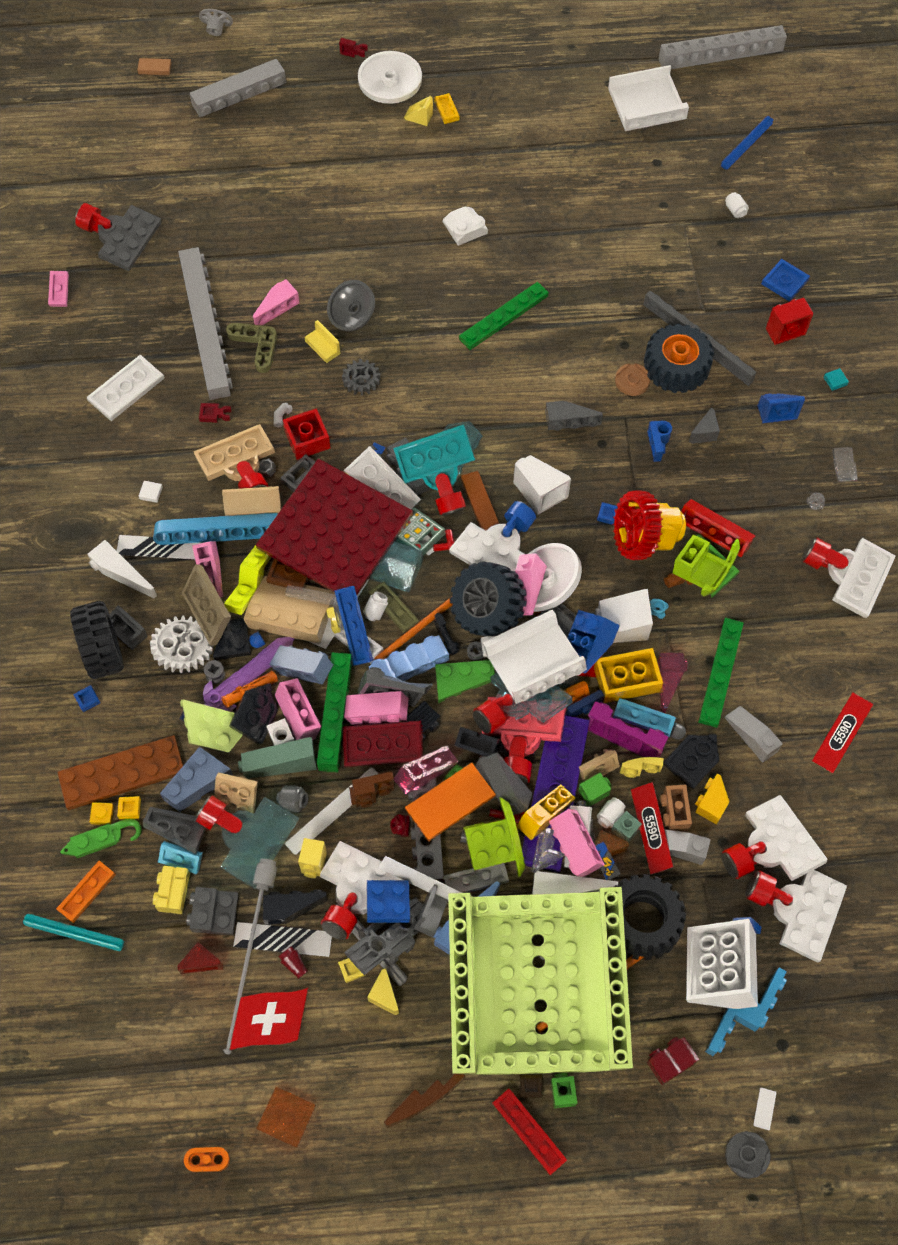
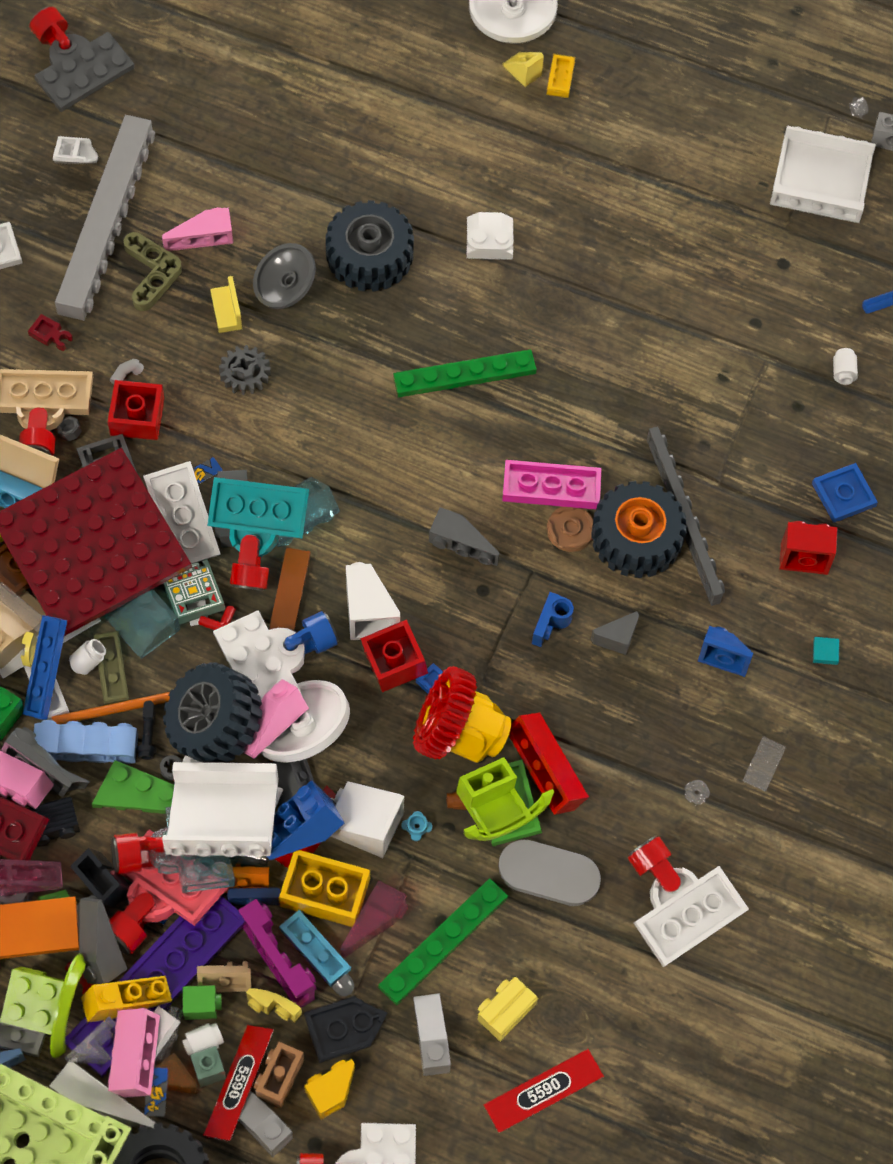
camera: 25 degrees right, 0 degrees up
(155, 291) = (74, 151): none -> white slope
(394, 262) = (369, 245): none -> black wheel
(577, 508) = (394, 655): none -> red brick
(605, 357) = (551, 484): none -> dark pink plate
(643, 50) = (859, 107): none -> clear plate
(758, 595) = (549, 872): none -> light grey tile
(790, 692) = (506, 1008): none -> light yellow brick

